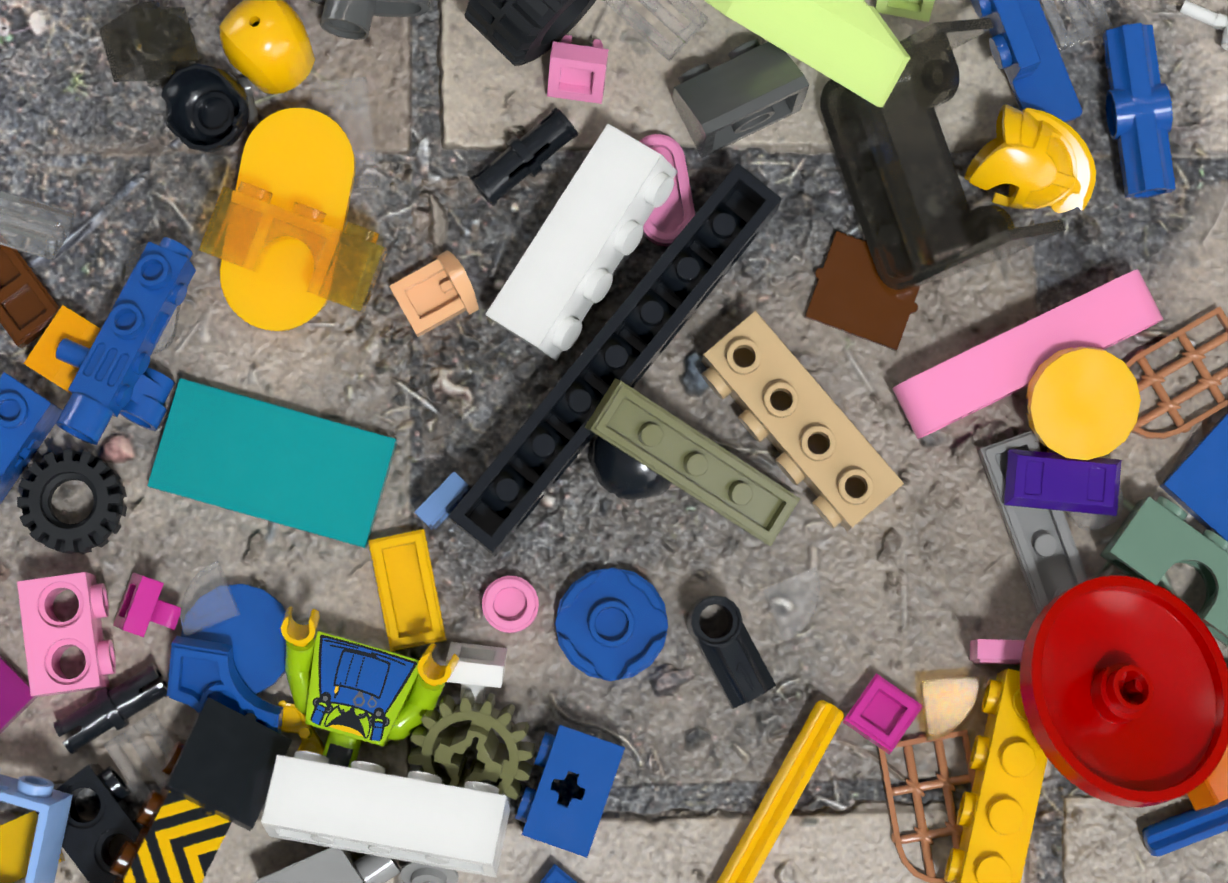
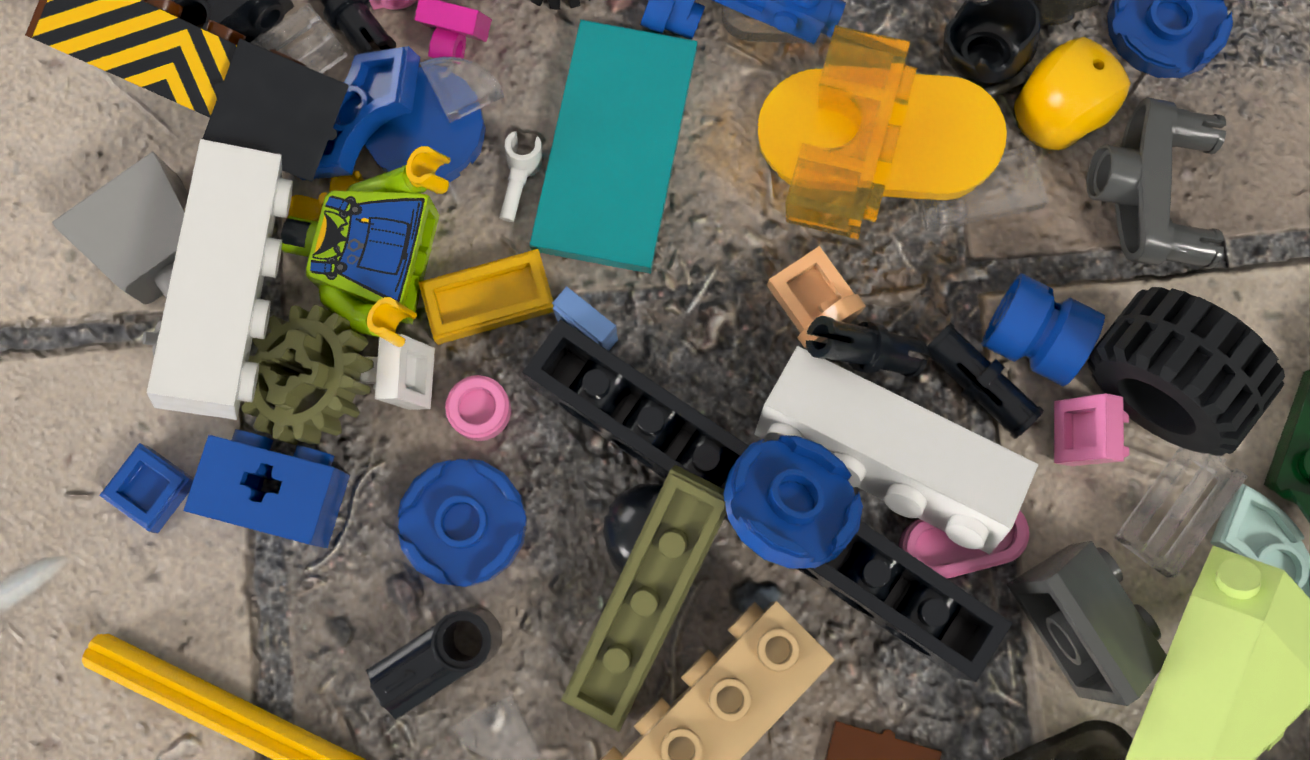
camera: 90 degrees right, 5 degrees down
(295, 556) = (520, 168): none -> white hand
(489, 95) = (1047, 332): none -> blue wheel
(490, 254) = (866, 346): none -> black pin
(625, 331) = (792, 502): none -> blue tile

